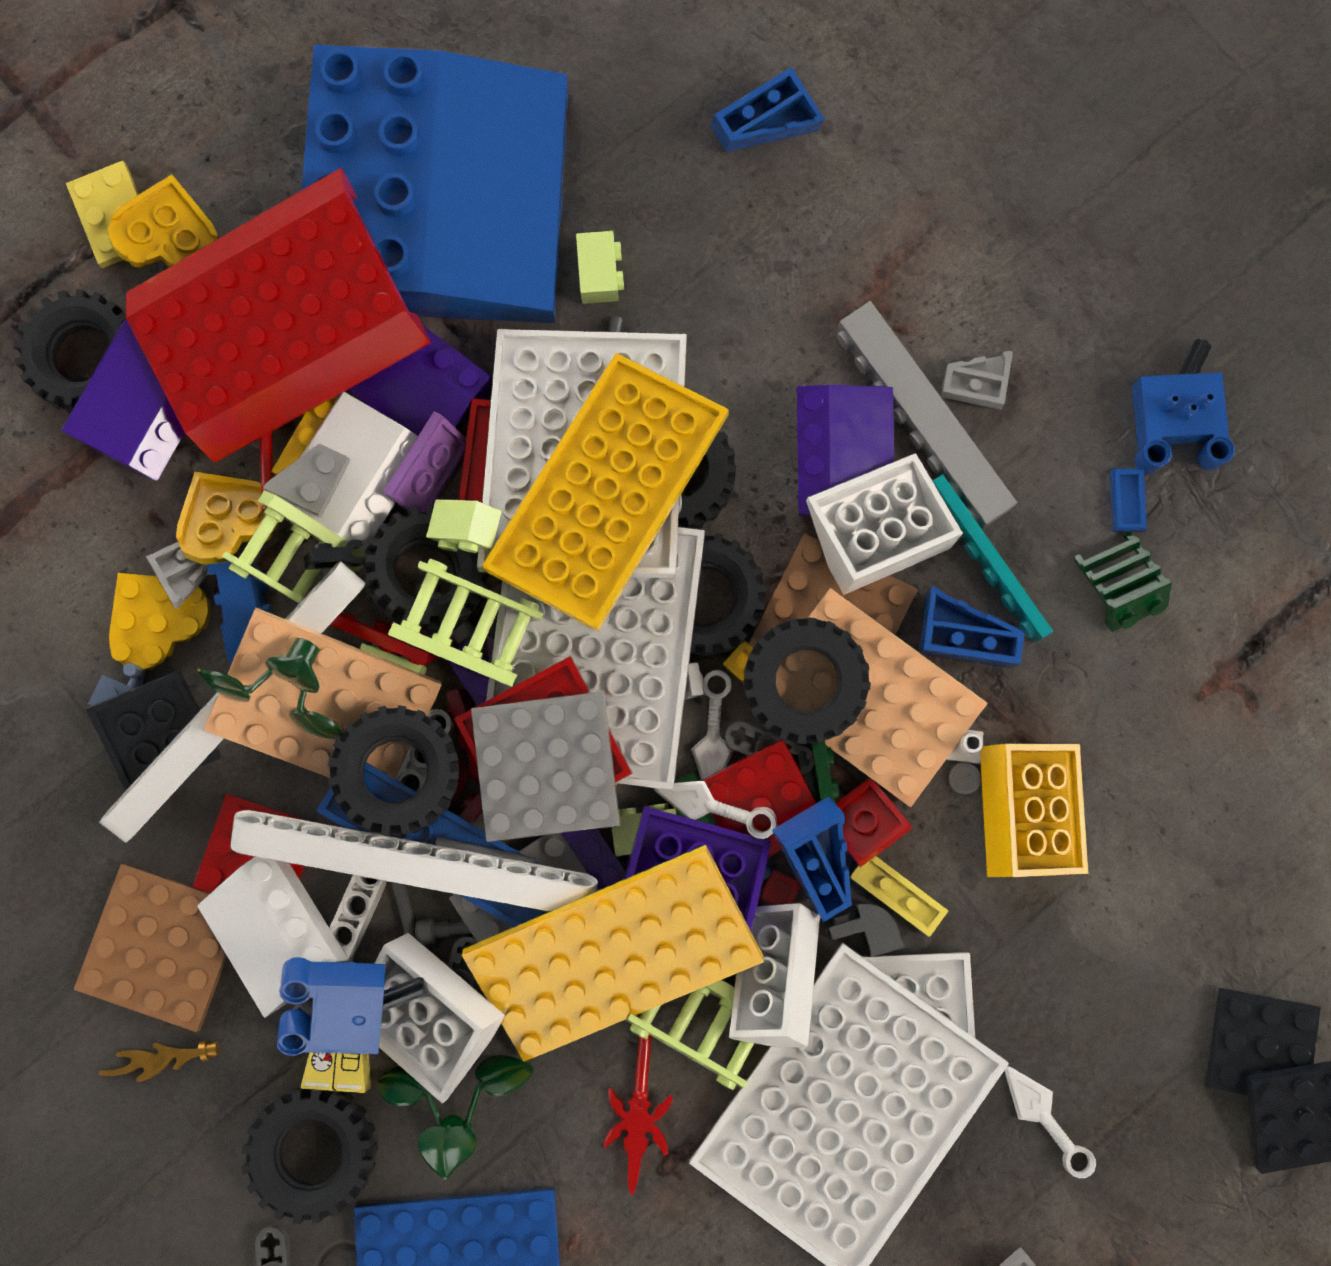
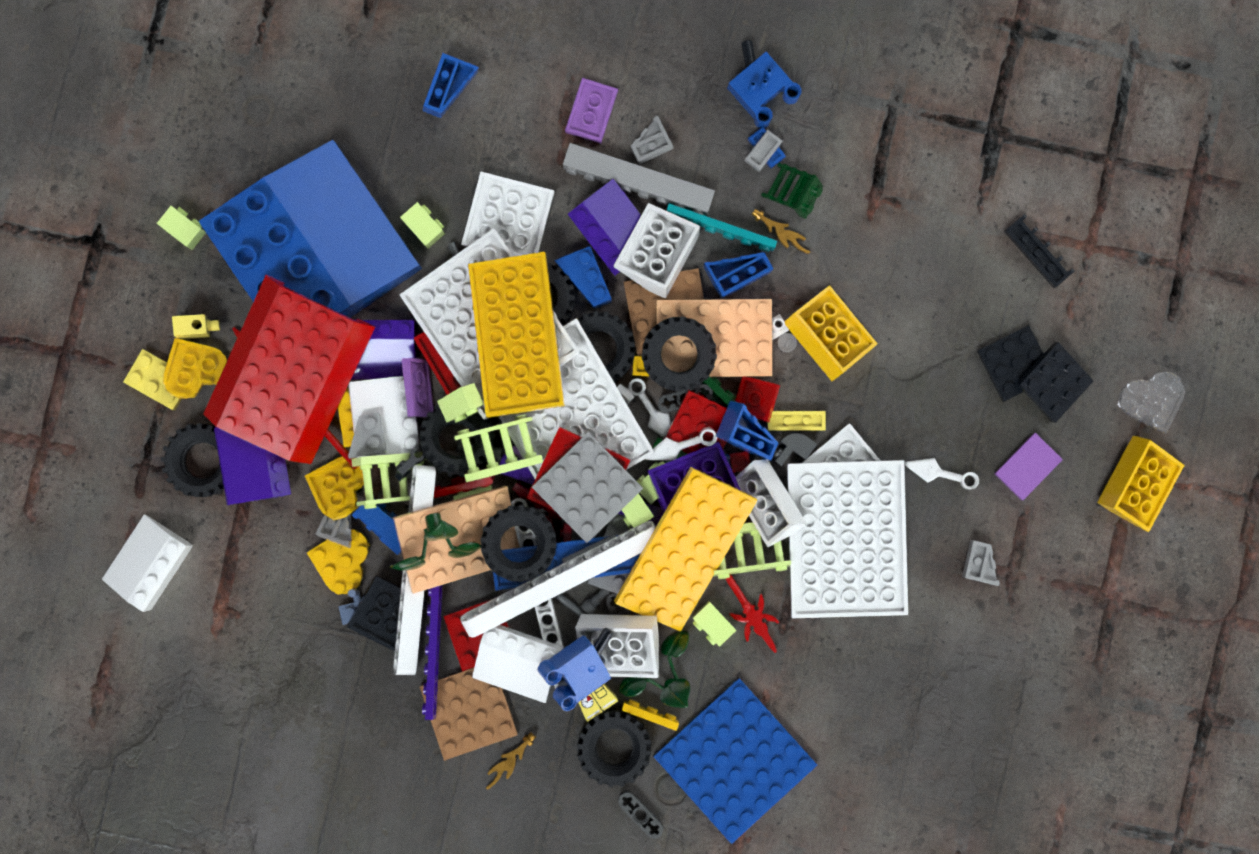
camera: 40 degrees left, 5 degrees up
(172, 830) = (432, 650): none -> dark purple plate
(206, 177) = (185, 326): none -> light yellow torso
(291, 46) = (181, 227): none -> yellowish green brick
(394, 1146) = (650, 714): none -> yellow plate
(575, 1087) = (713, 624): none -> yellowish green brick
(587, 851) = (636, 512): none -> yellowish green brick
(729, 333) = (511, 208): none -> white plate
(759, 488) = (586, 276): none -> blue wedge
(929, 283) = (591, 110): none -> medium lavender tile
(1064, 627) = (782, 235): none -> pearl gold piece
(1121, 499) = (763, 150): none -> light grey tile
(1177, 1206) = (1028, 466): none -> medium lavender tile

